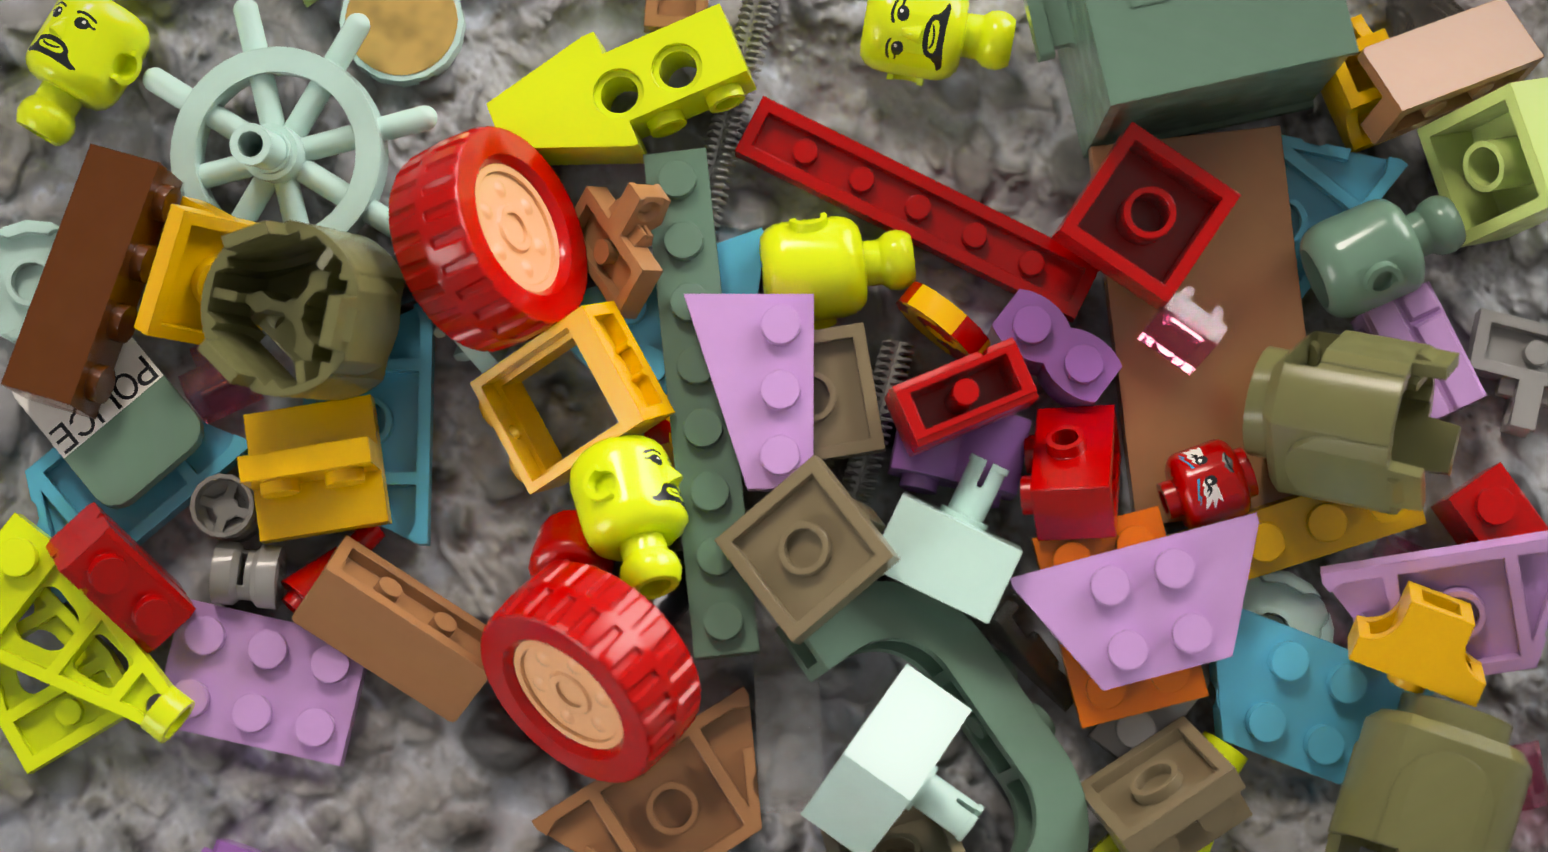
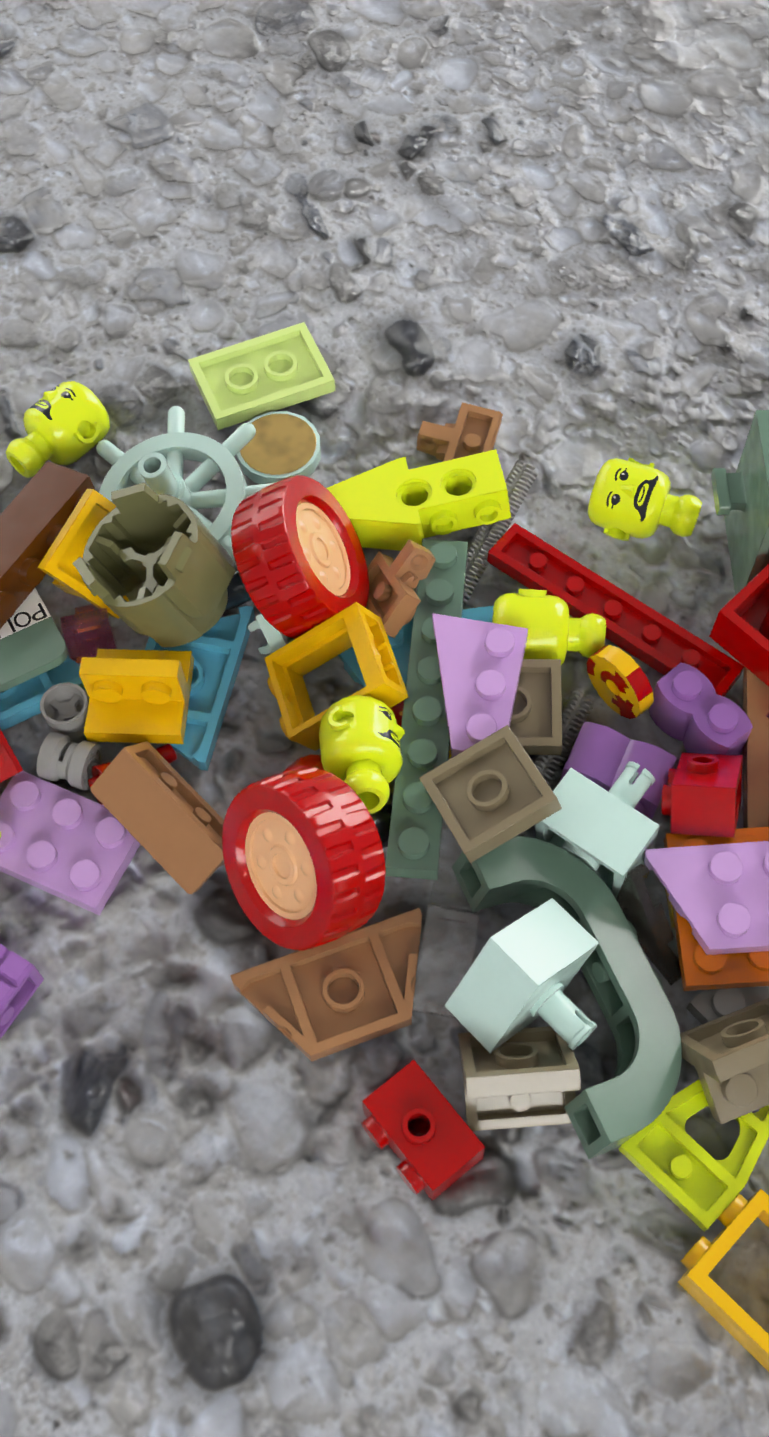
camera: 15 degrees right, 20 degrees down
(961, 397) = (627, 715): red brick -> none

